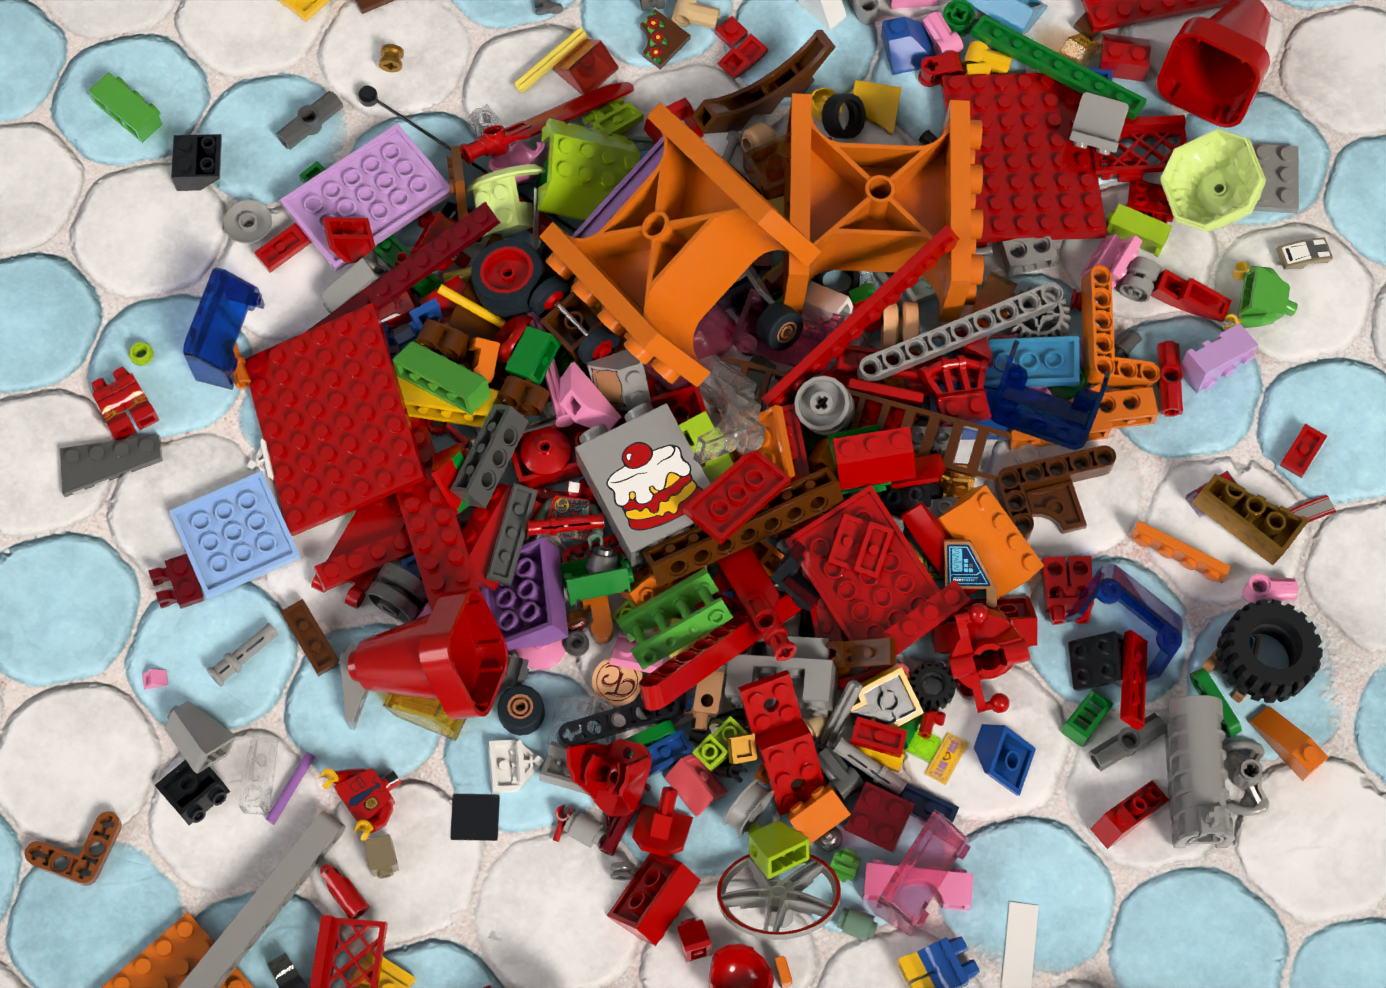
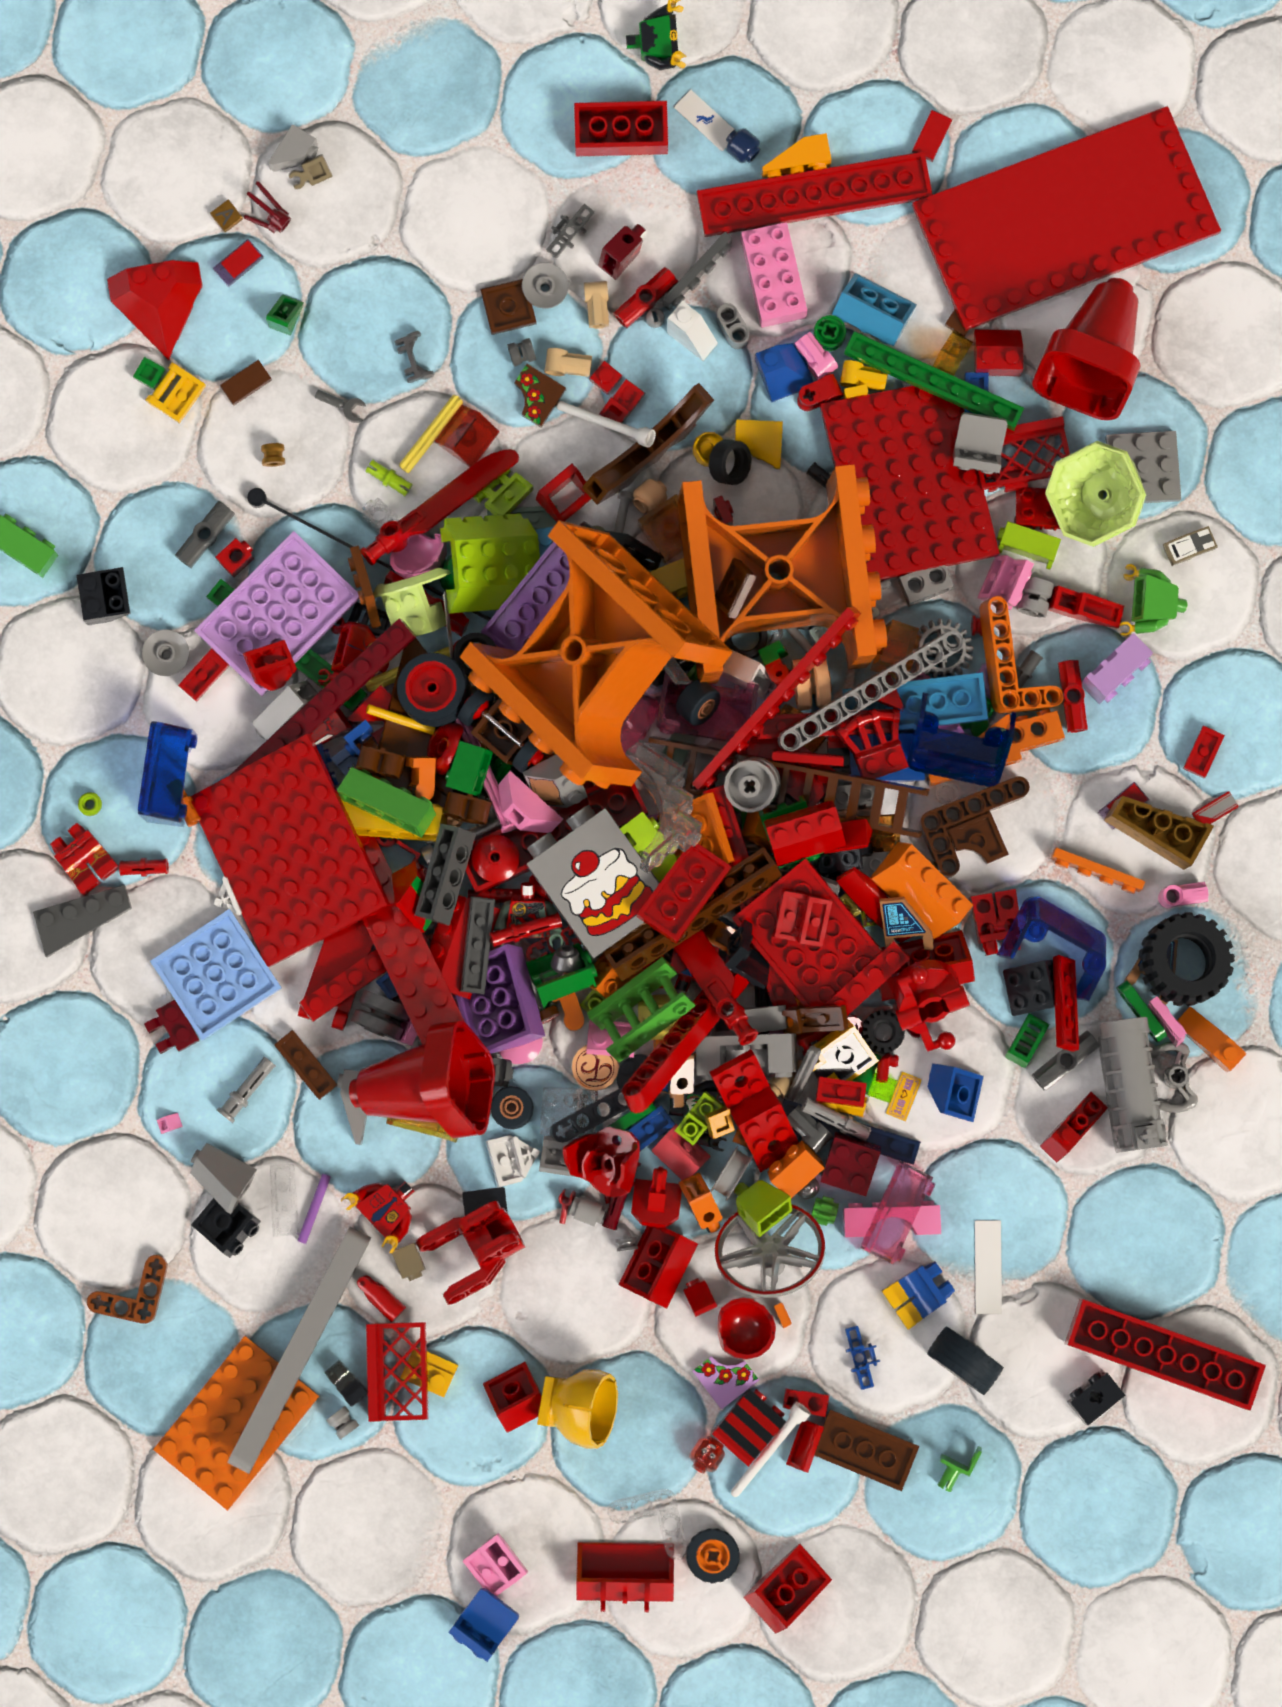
camera: 10 degrees left, 15 degrees up
(167, 419) = (144, 867): none -> red pin
(331, 152) = (235, 567): none -> red brick
(473, 27) = (339, 403): none -> dark grey piece
(473, 841) = (490, 1238): none -> red piece
(501, 93) = (389, 477): none -> lime pin
(573, 637) = (560, 1036): flat silver plate -> none
(711, 836) = (701, 1202): none -> orange torso
(760, 76) = (644, 436): none -> white piece
(831, 202) = (734, 588): none -> reddish brown tile
(857, 923) = (842, 1262): sand green brick -> none
(1247, 716) = (1173, 1028): none -> bright pink plate

